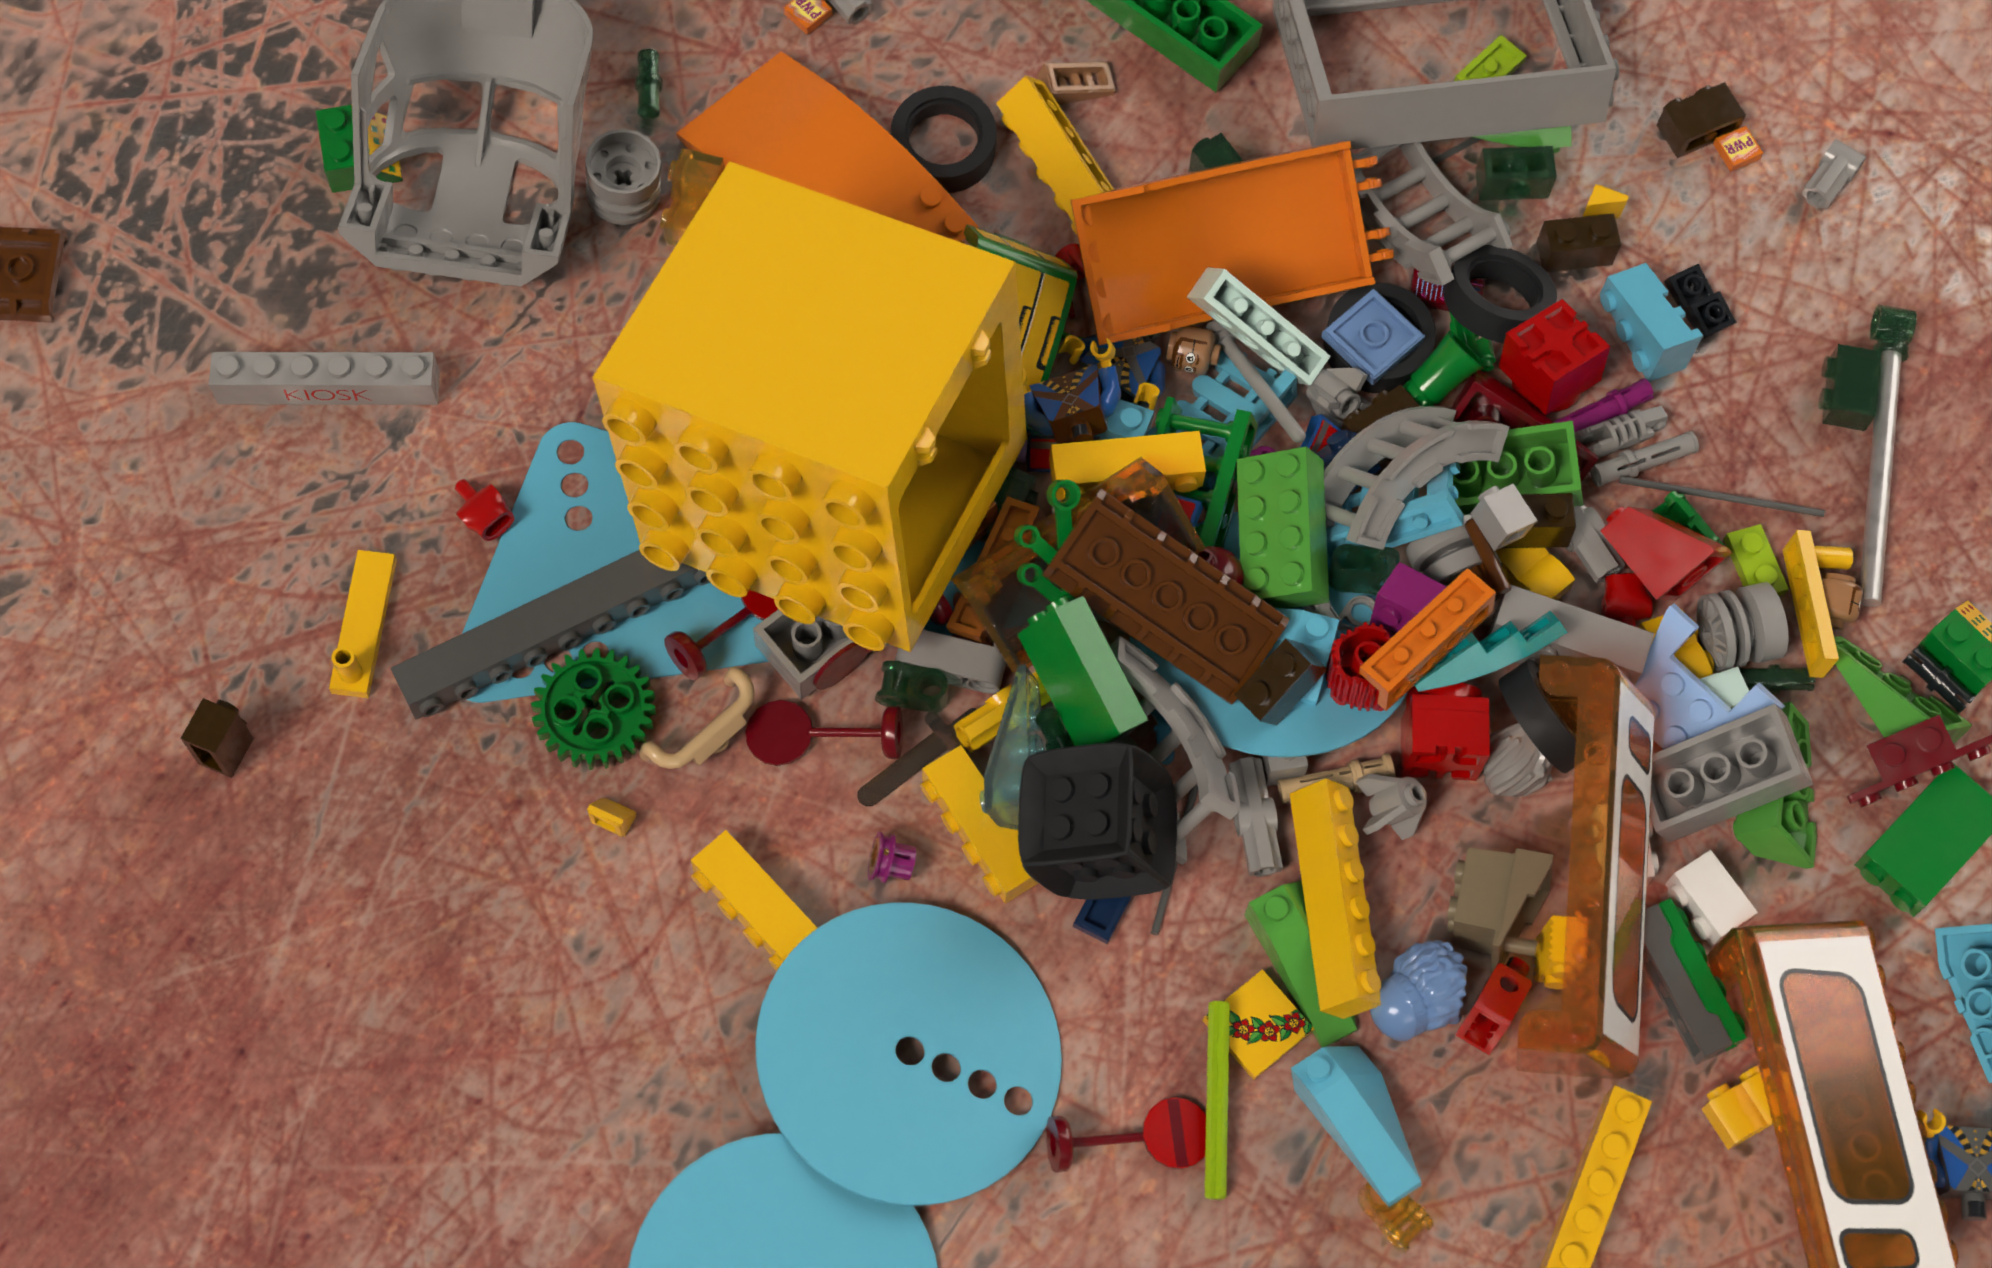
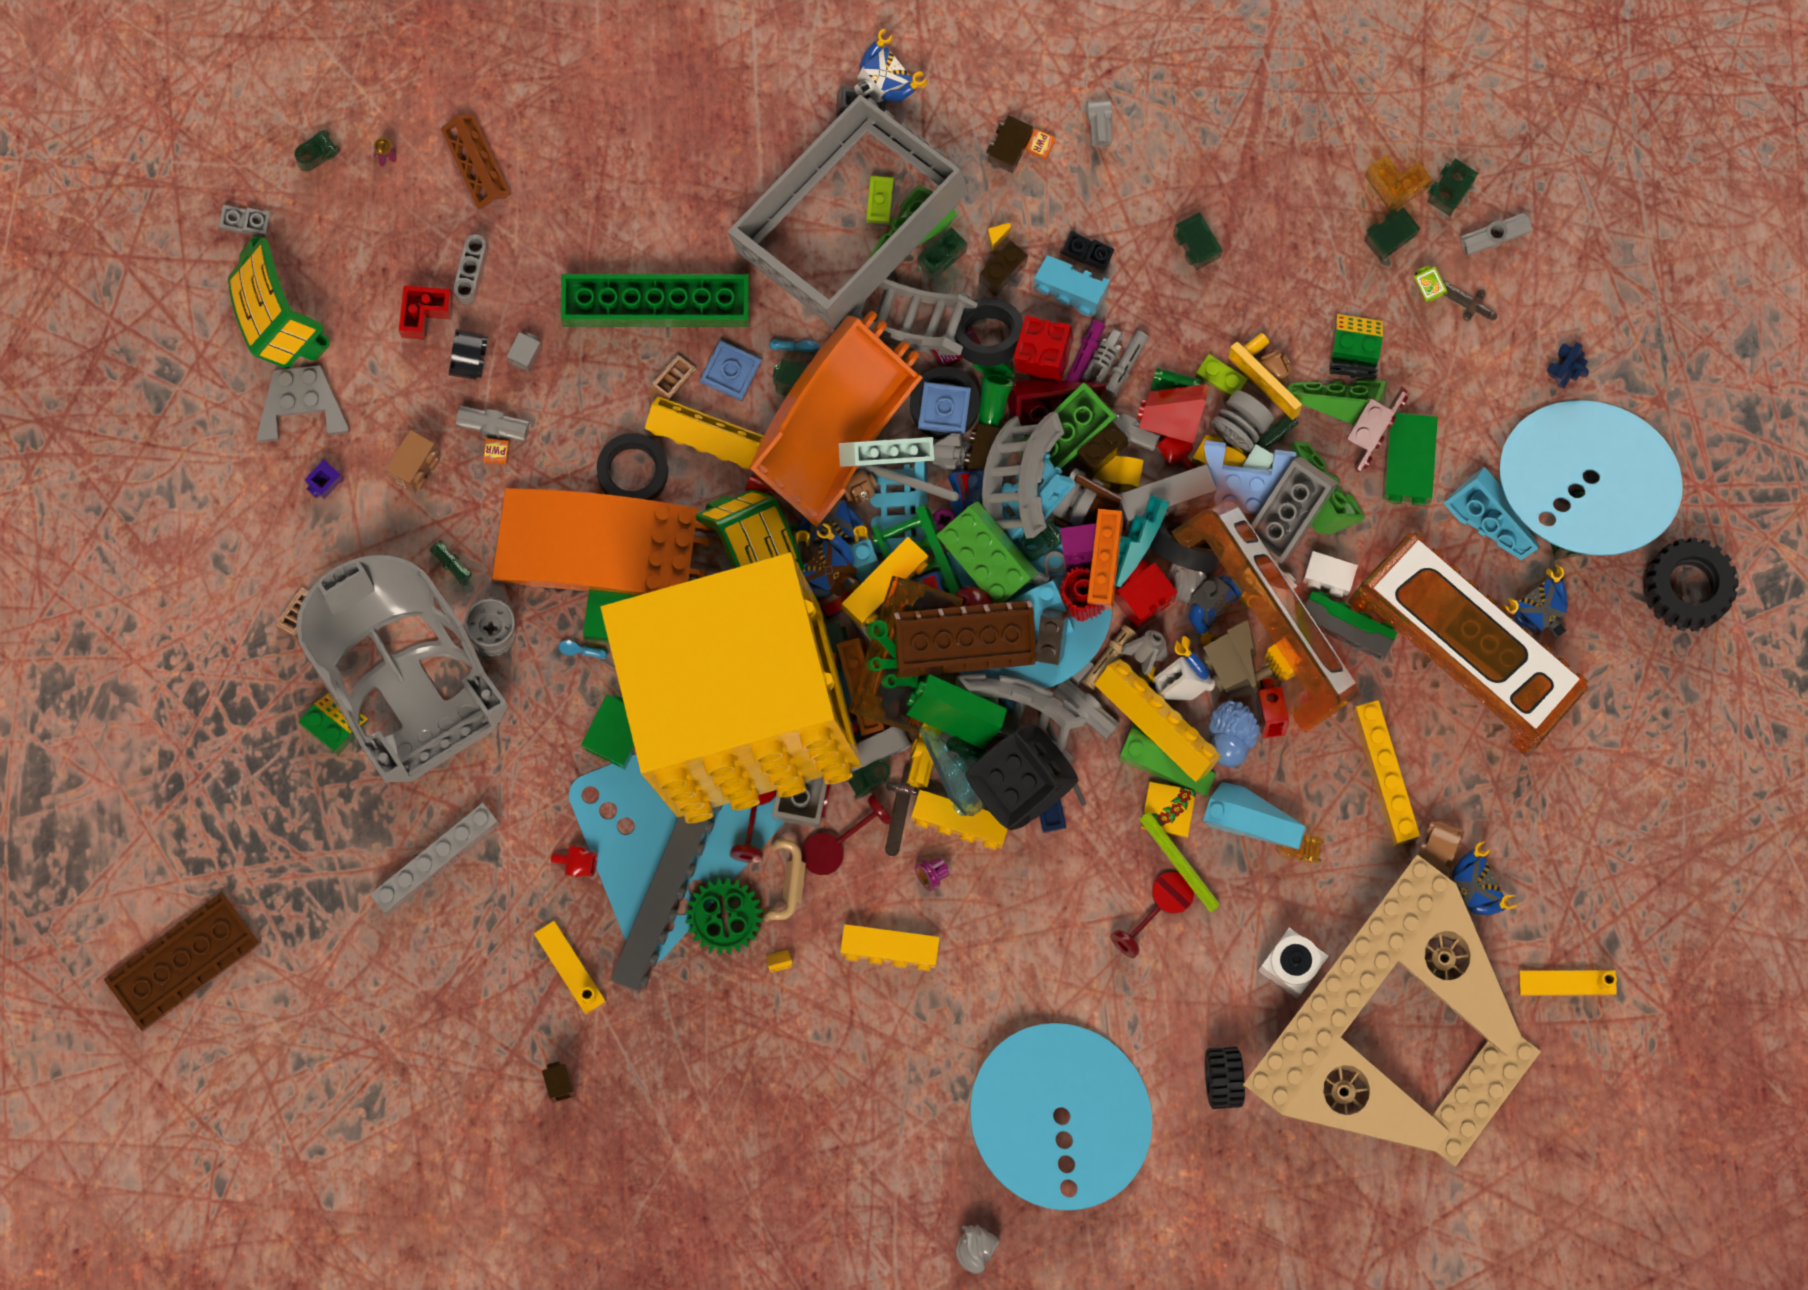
camera: 40 degrees left, 10 degrees up
(691, 181) = (536, 606): clear yellow brick -> none
(834, 1066) = (975, 968): medium azure piece -> none
(1153, 122) = (731, 371): none -> medium blue tile
(1242, 141) = (805, 345): none -> dark azure piece
(1414, 871) = (1184, 677): none -> white torso
(1503, 516) = (1091, 464): light grey brick -> none
(1525, 810) = (1210, 603): none -> torso
(1722, 496) = (1177, 354): dark grey axle -> none
(1740, 1110) = (1419, 670): yellow brick -> none
(1893, 331) = (1195, 191): flat silver piece -> none

